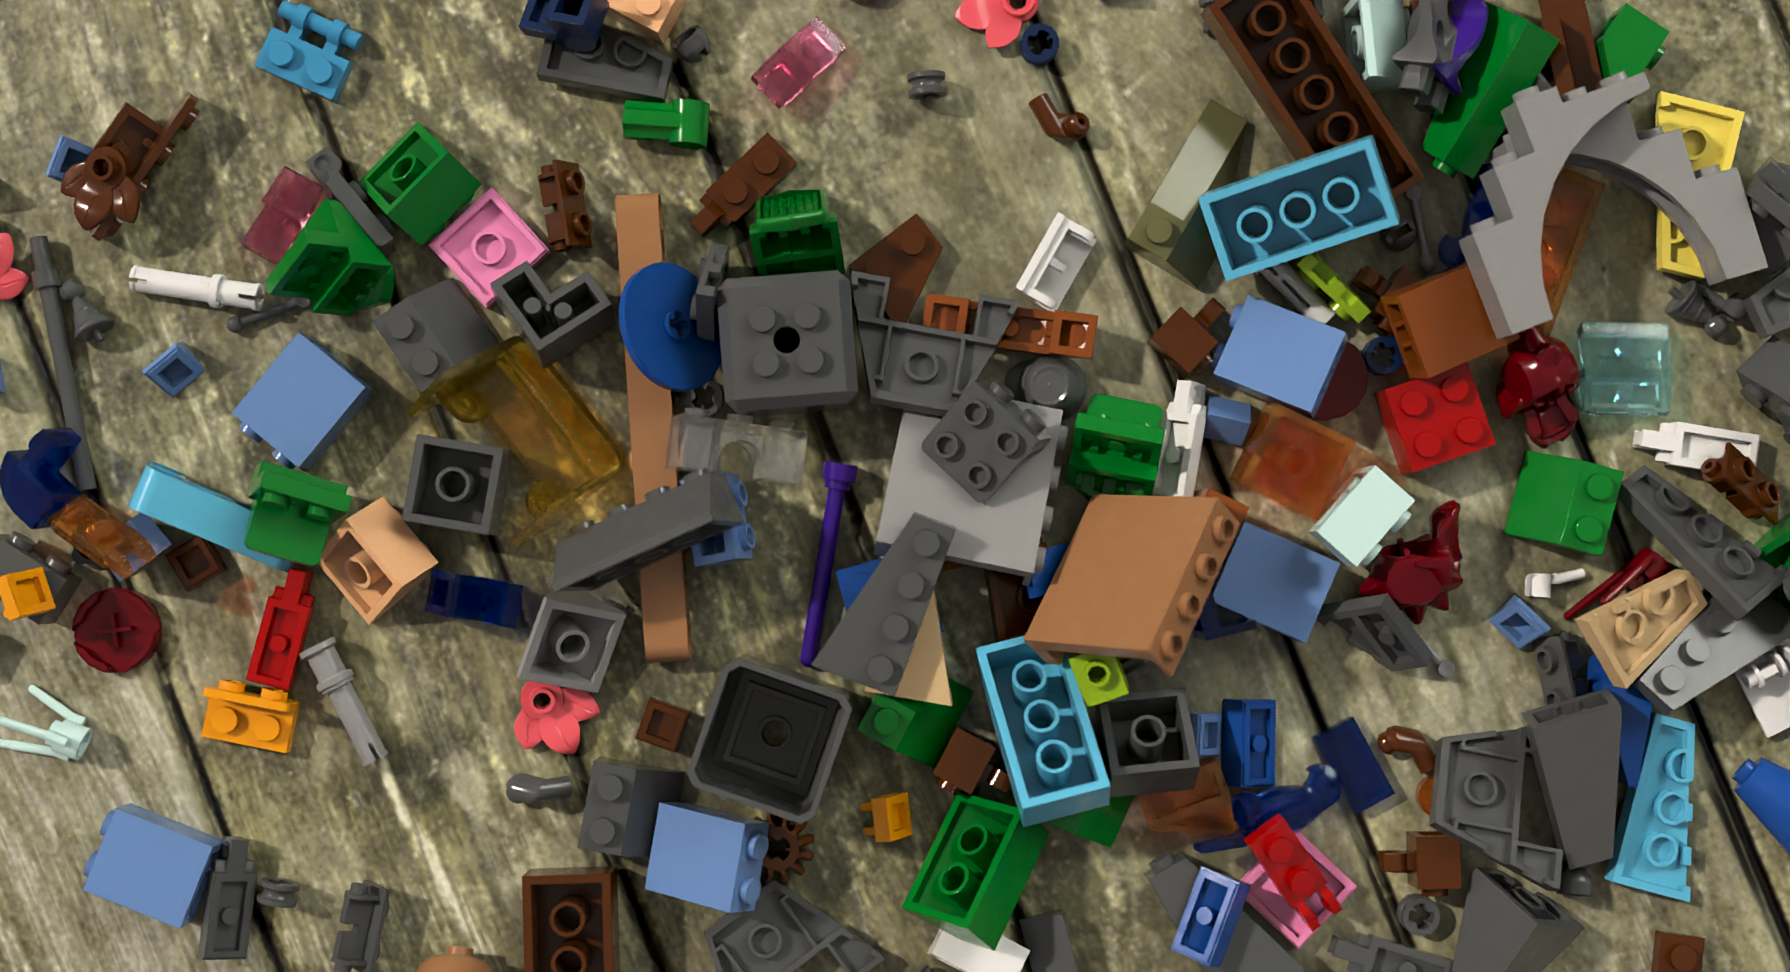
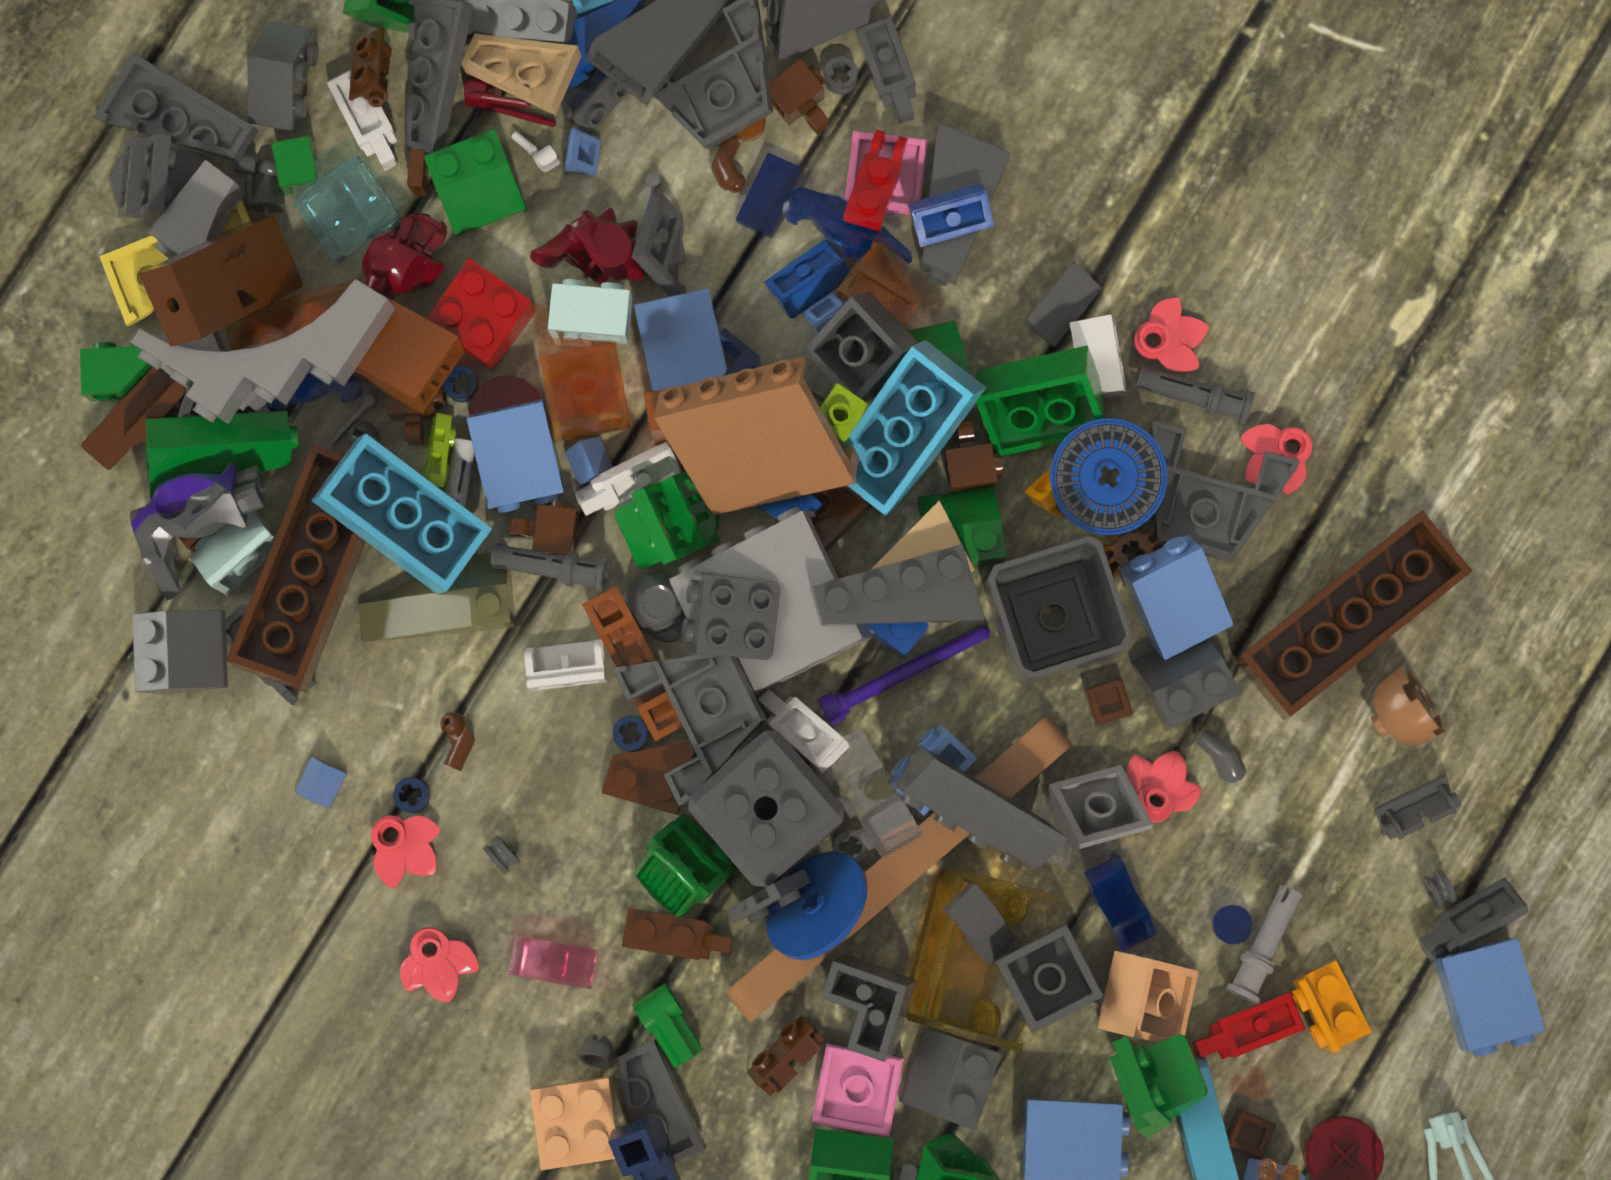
camera: 120 degrees left, 5 degrees down
(386, 684) = (1232, 924): none -> clear blue tile
(551, 460) = (980, 923): none -> dark grey slope
(834, 901) = (1139, 482): none -> piece
(835, 430) = (804, 730): none -> white hinge
(953, 264) = (619, 738): none -> dark blue bush
(1138, 326) = (568, 568): none -> dark grey pin
(1608, 454) = (418, 173): none -> reddish brown tile
(1641, 197) = (221, 280): none -> reddish brown brick
(1703, 351) = (295, 162): none -> green panel

